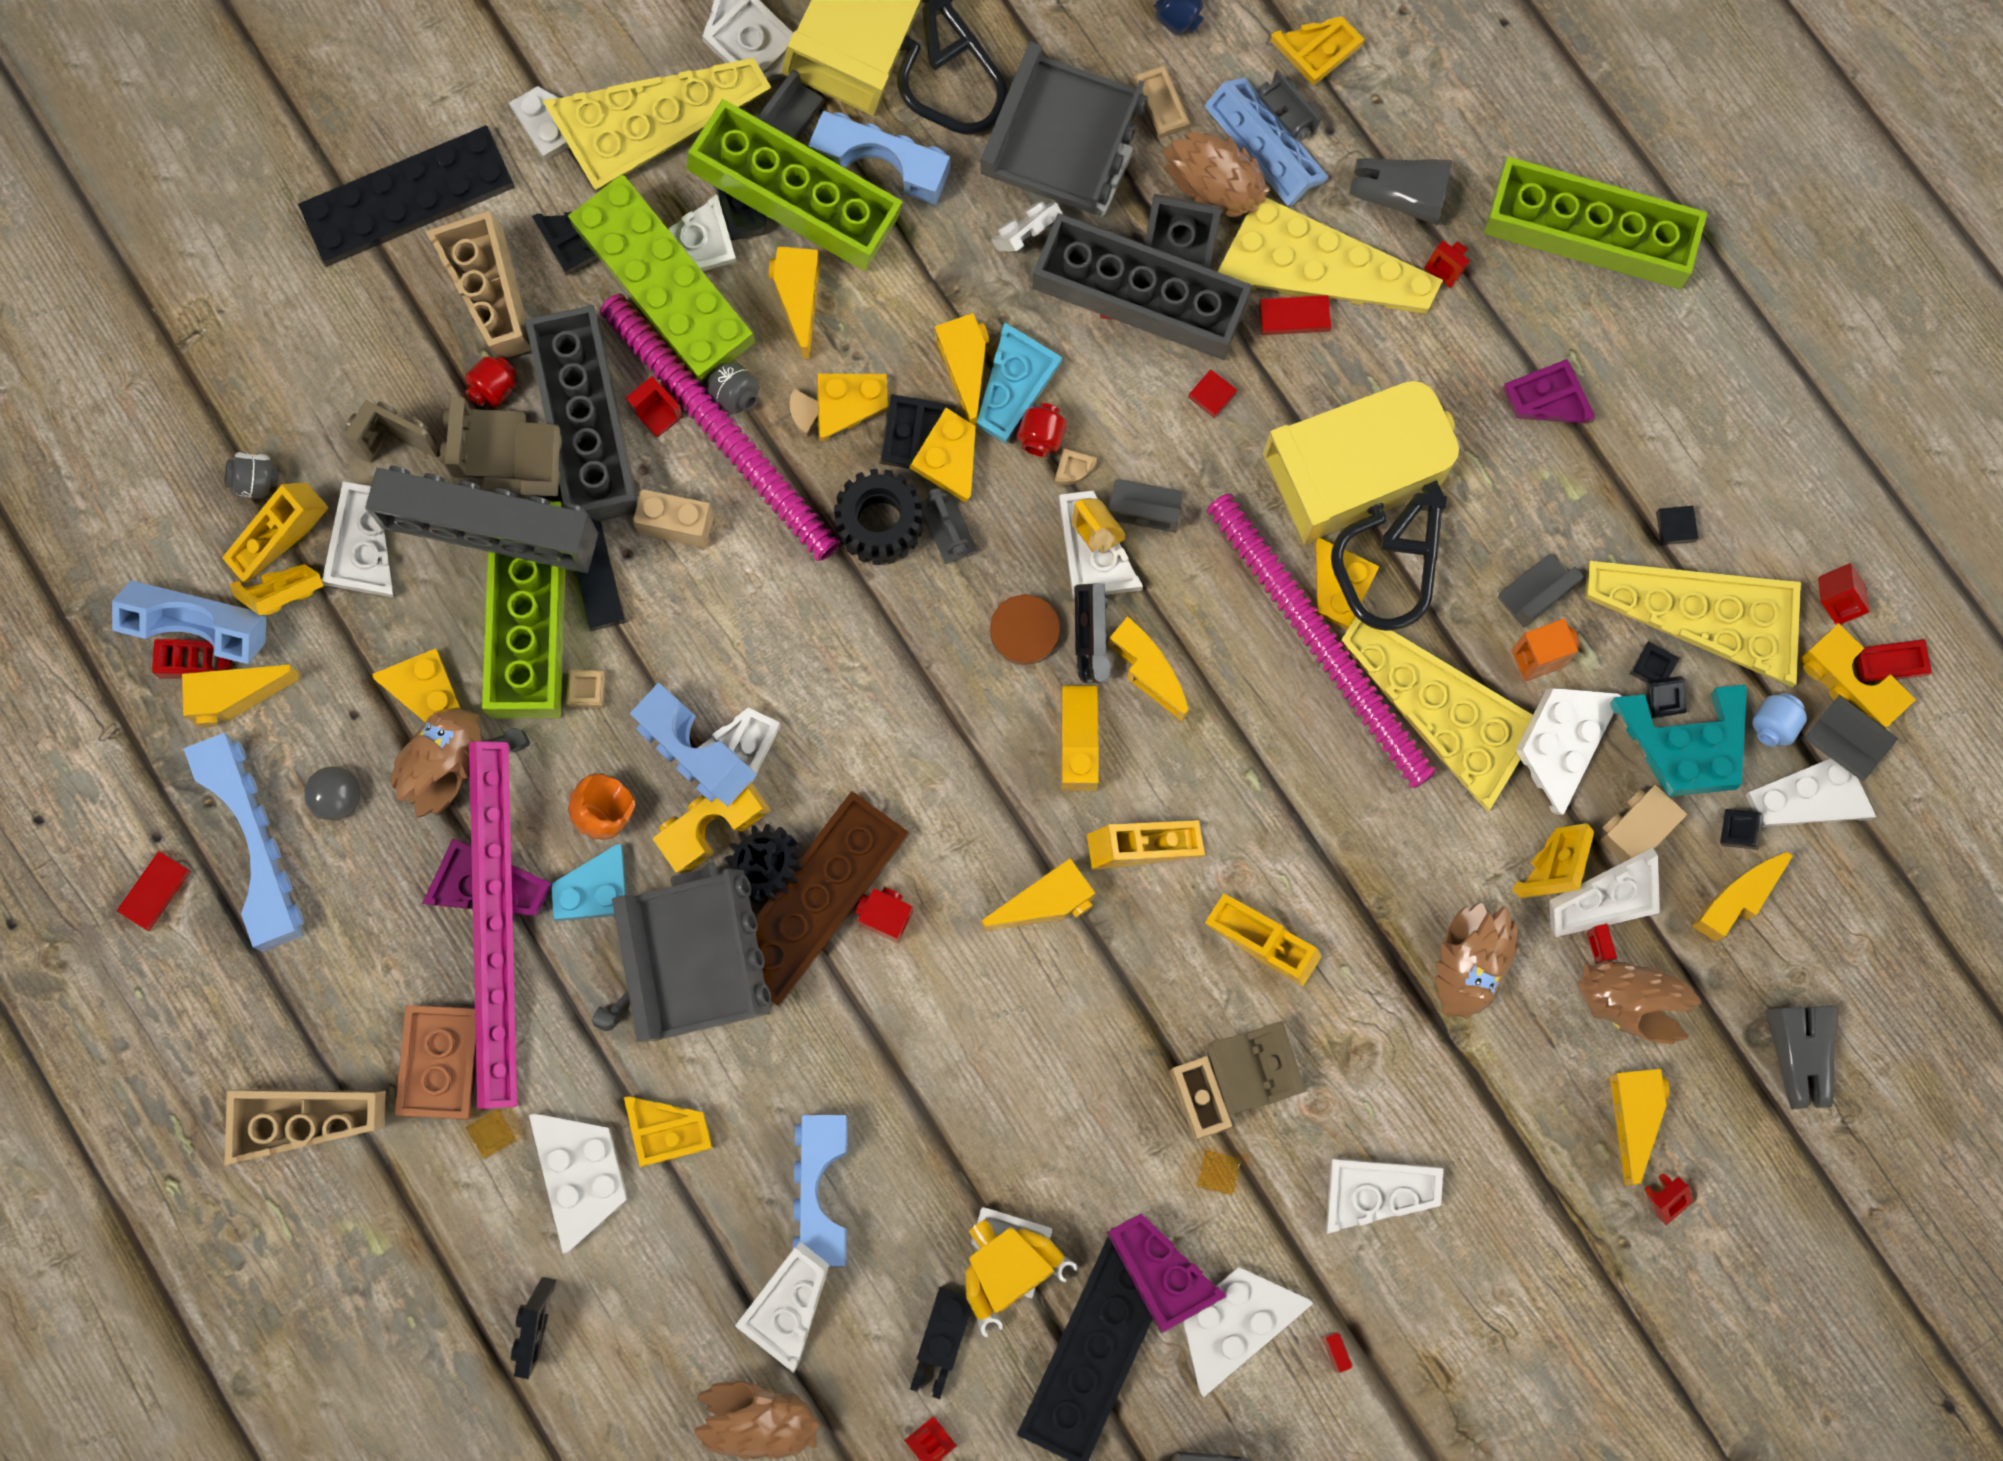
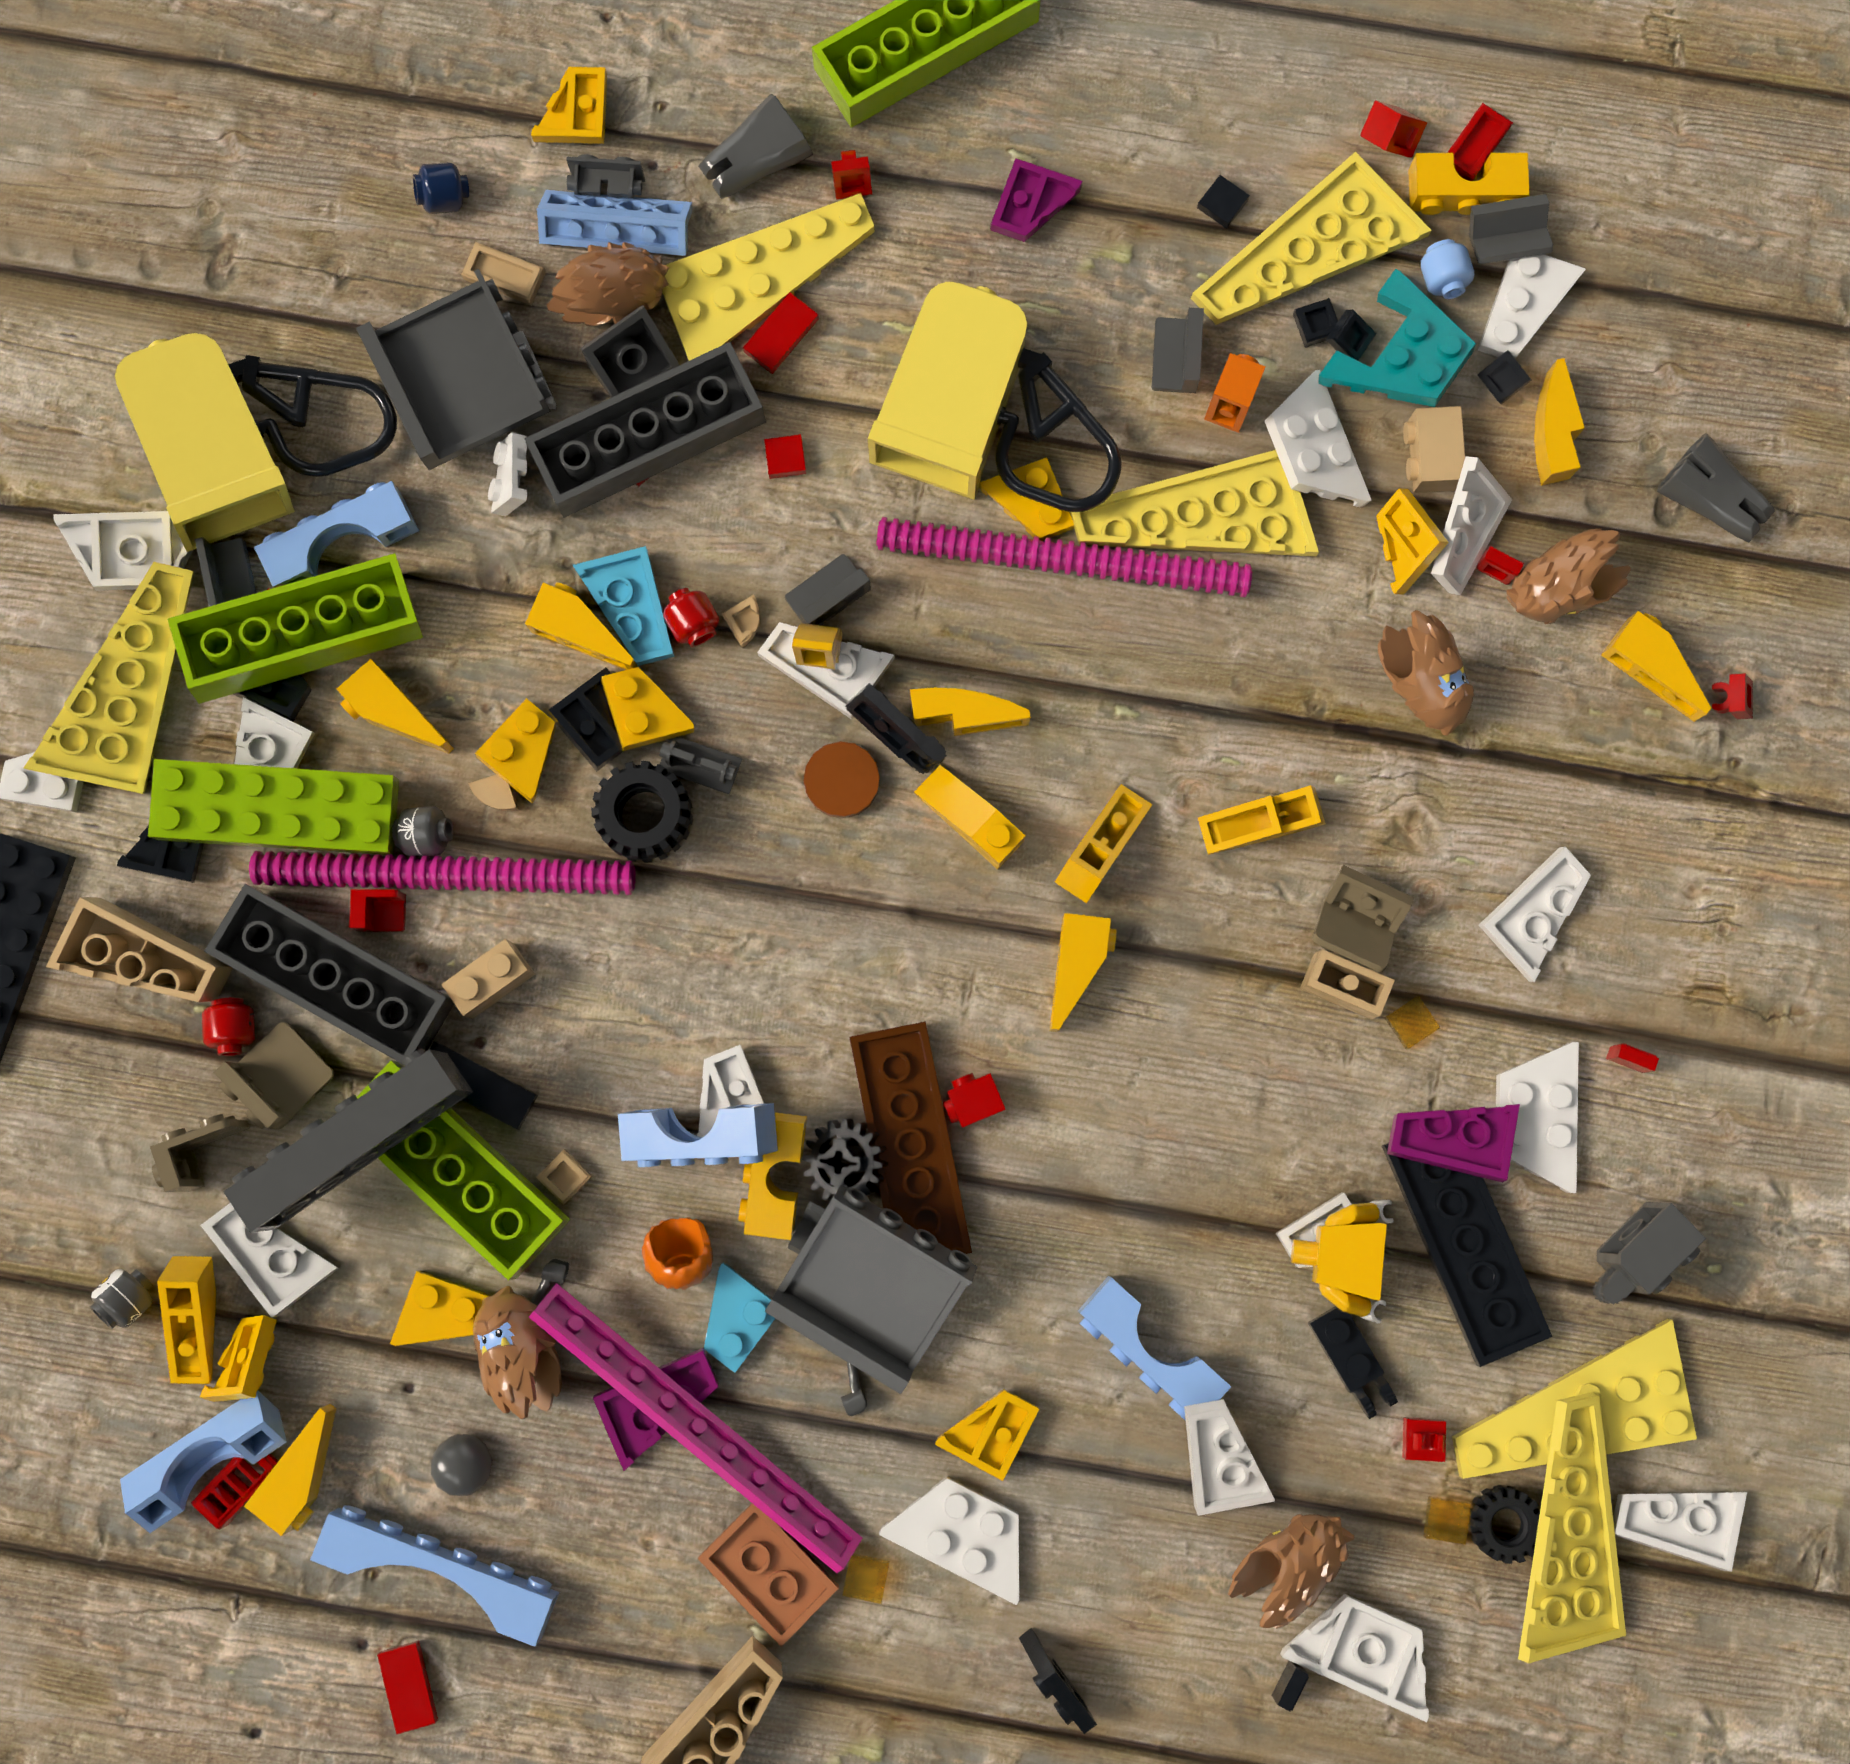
camera: 45 degrees left, 5 degrees up
(535, 462) = (338, 1054): dark tan bracket -> none

